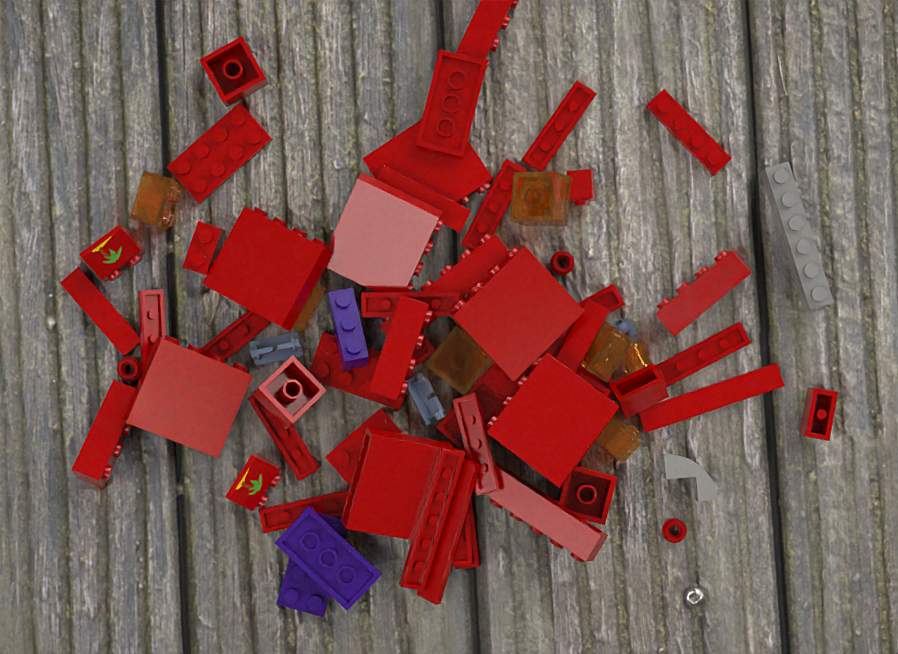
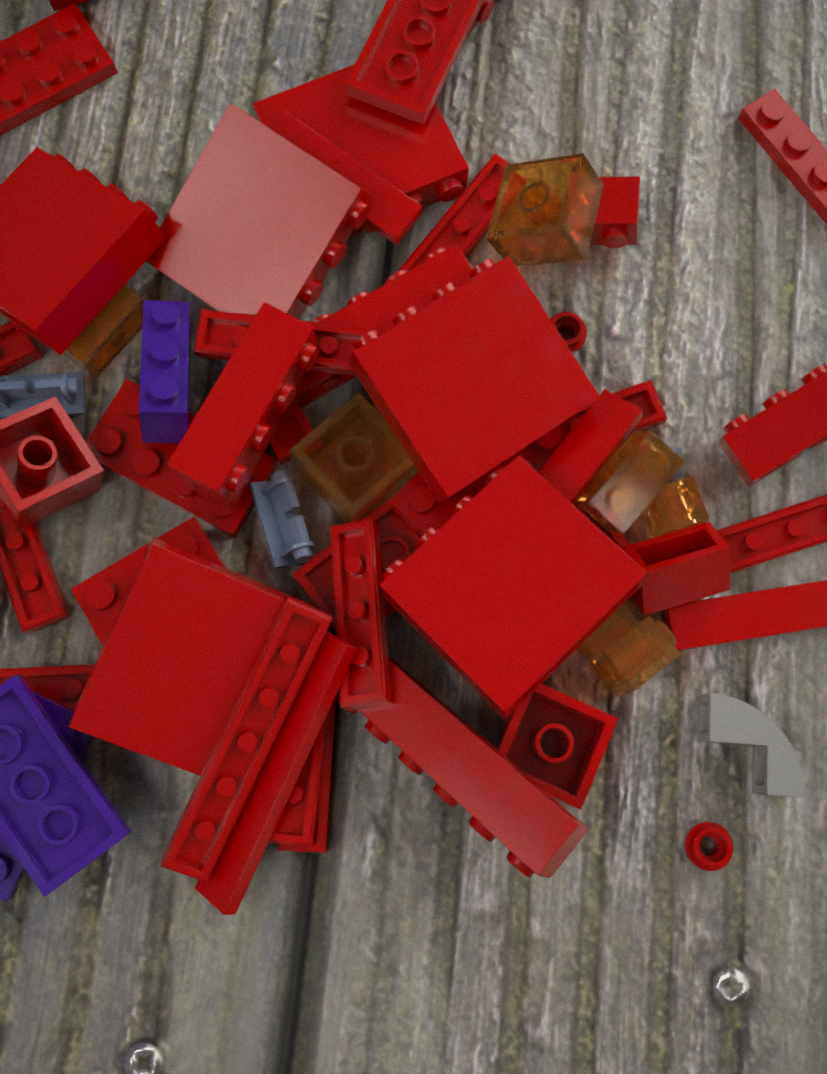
camera: 10 degrees right, 10 degrees down
(559, 126) = (599, 112): red tile -> none

